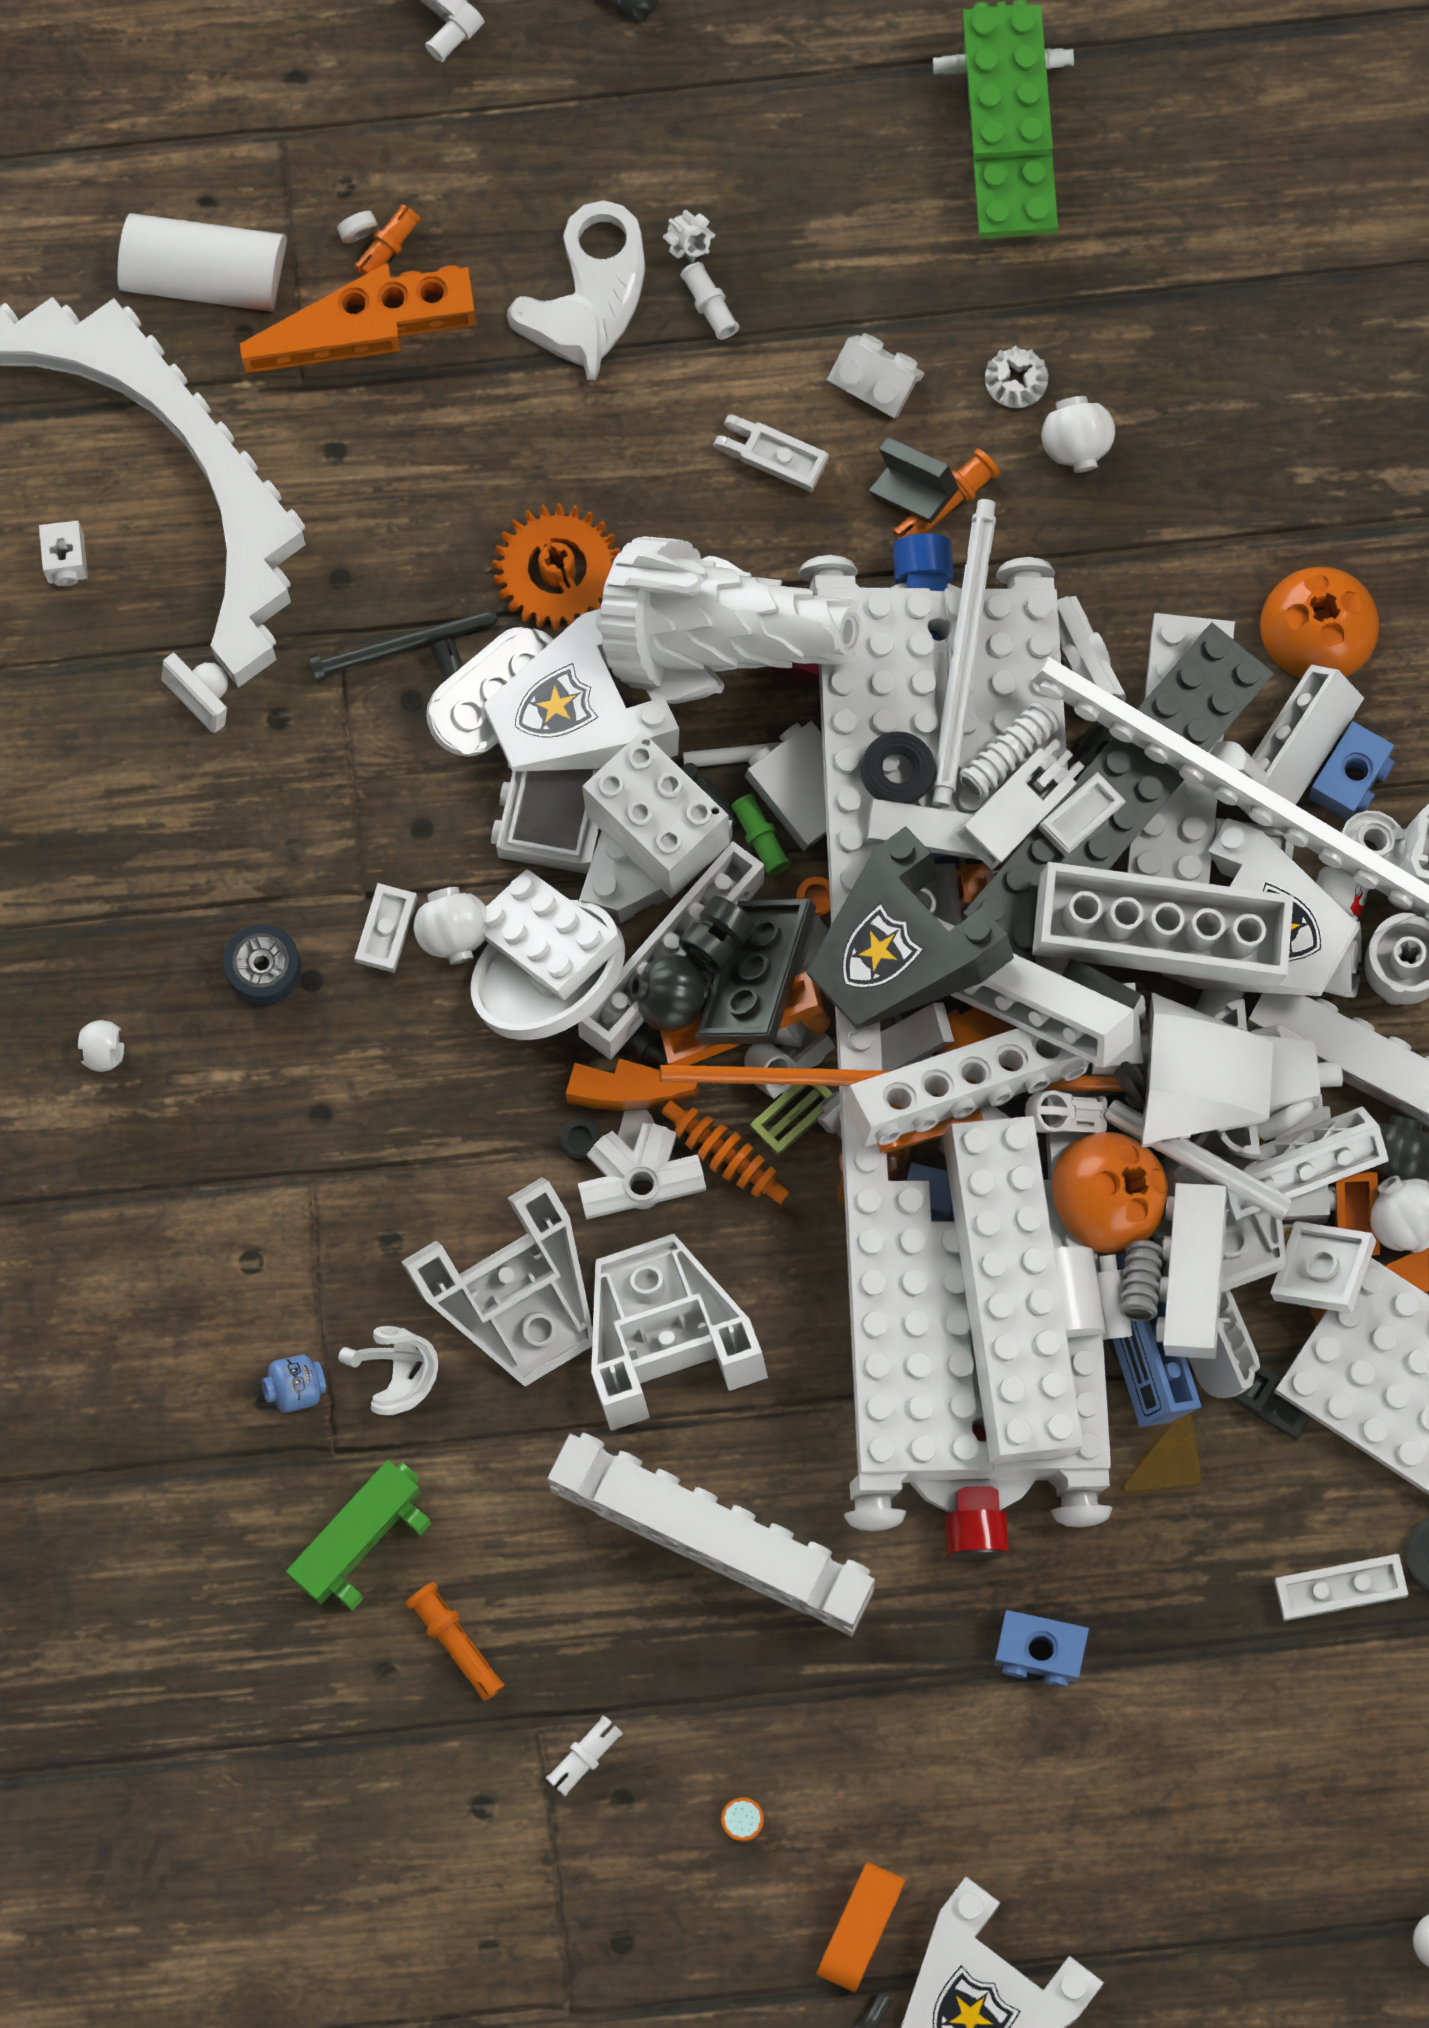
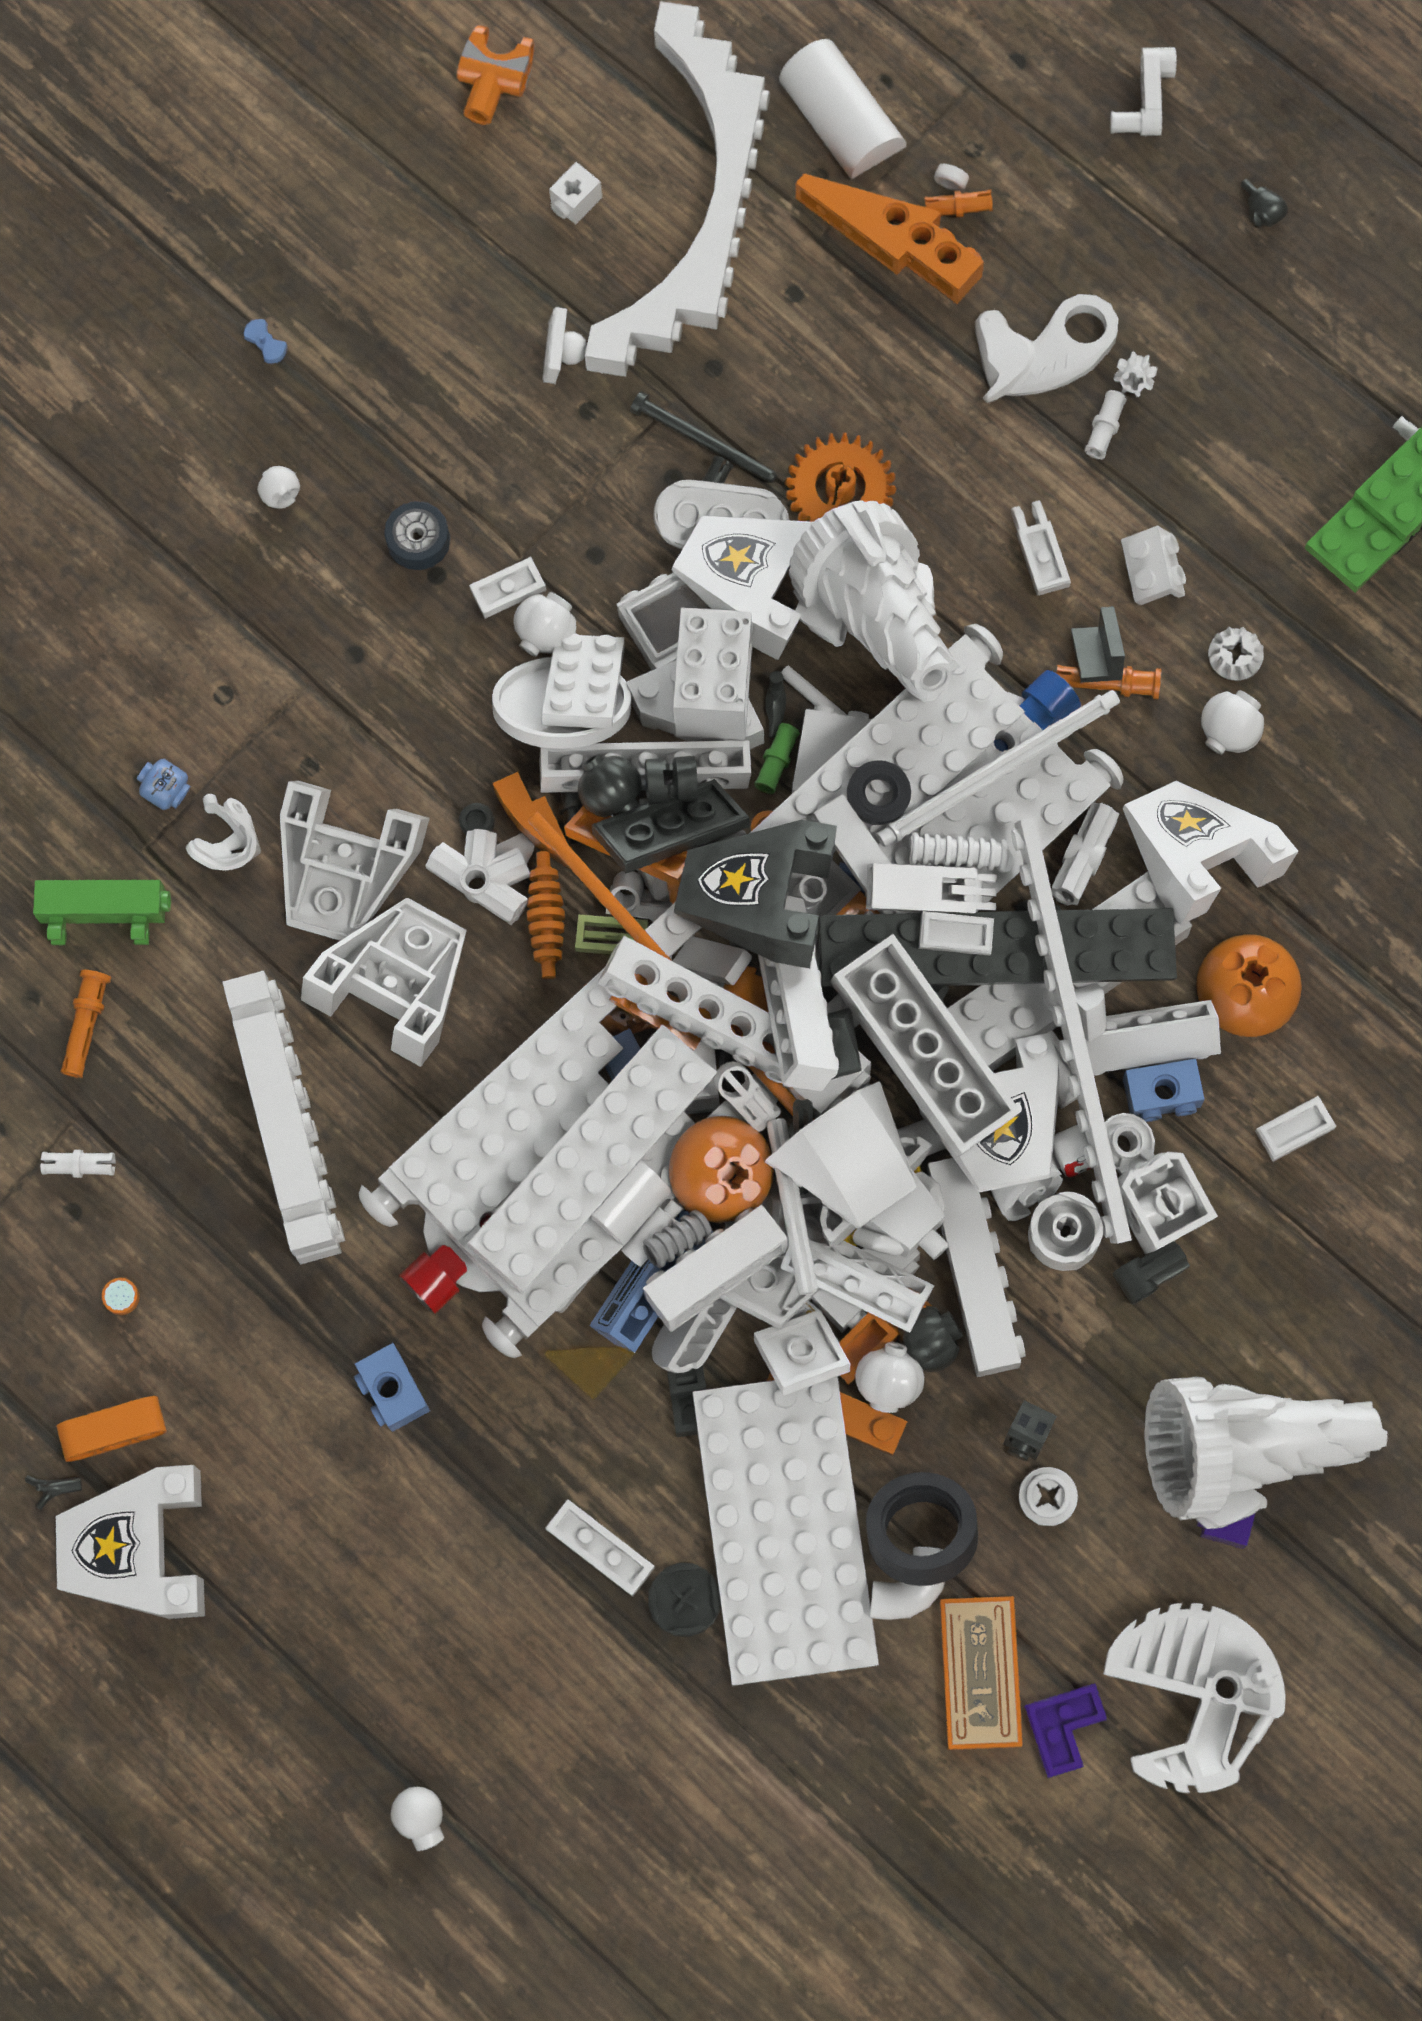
camera: 50 degrees right, 0 degrees up
(1153, 551) = (1190, 832): none -> white wedge

